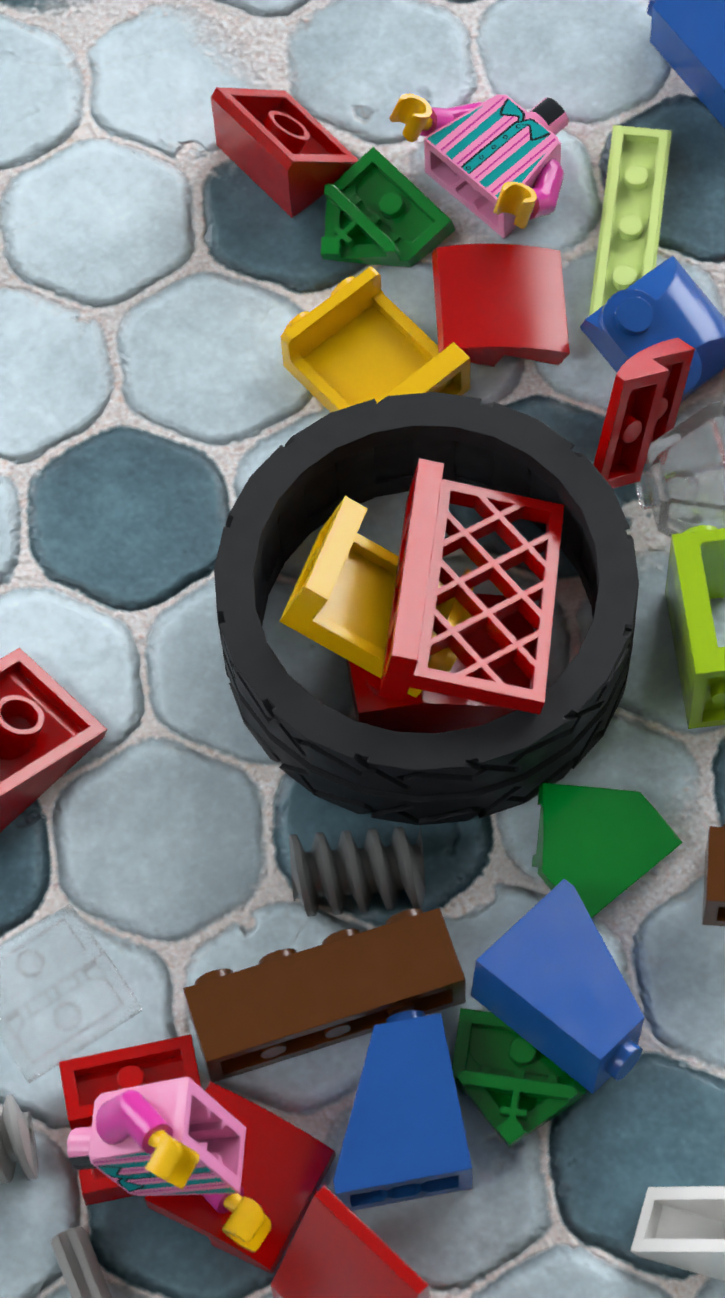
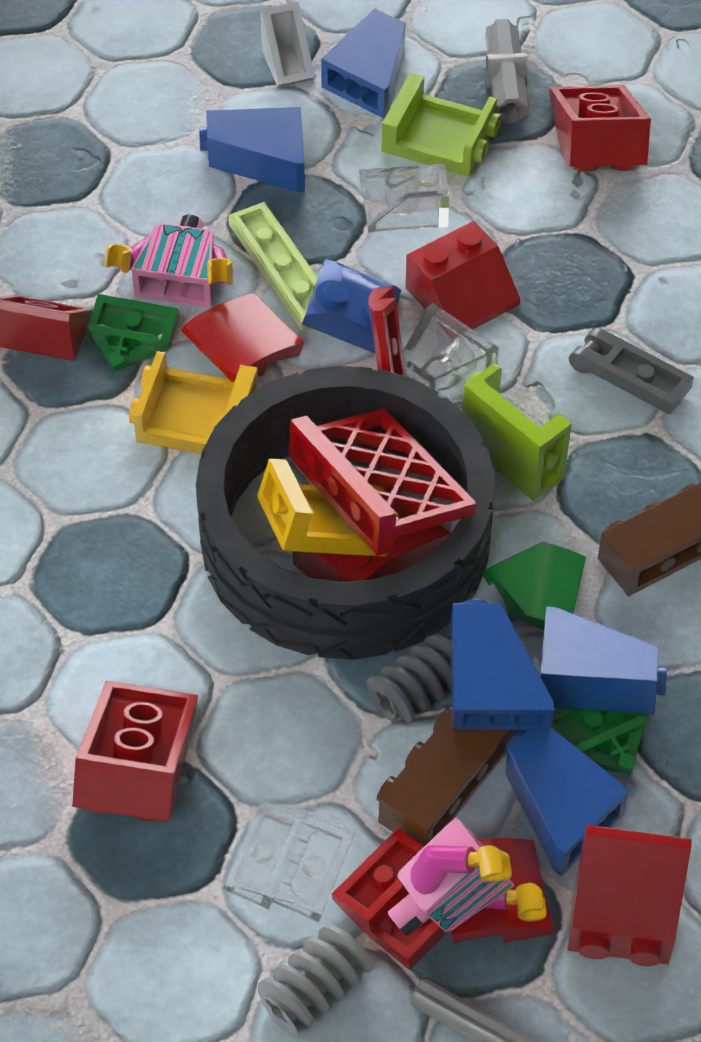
camera: 40 degrees left, 10 degrees down
(412, 920) = (493, 674): none -> blue slope

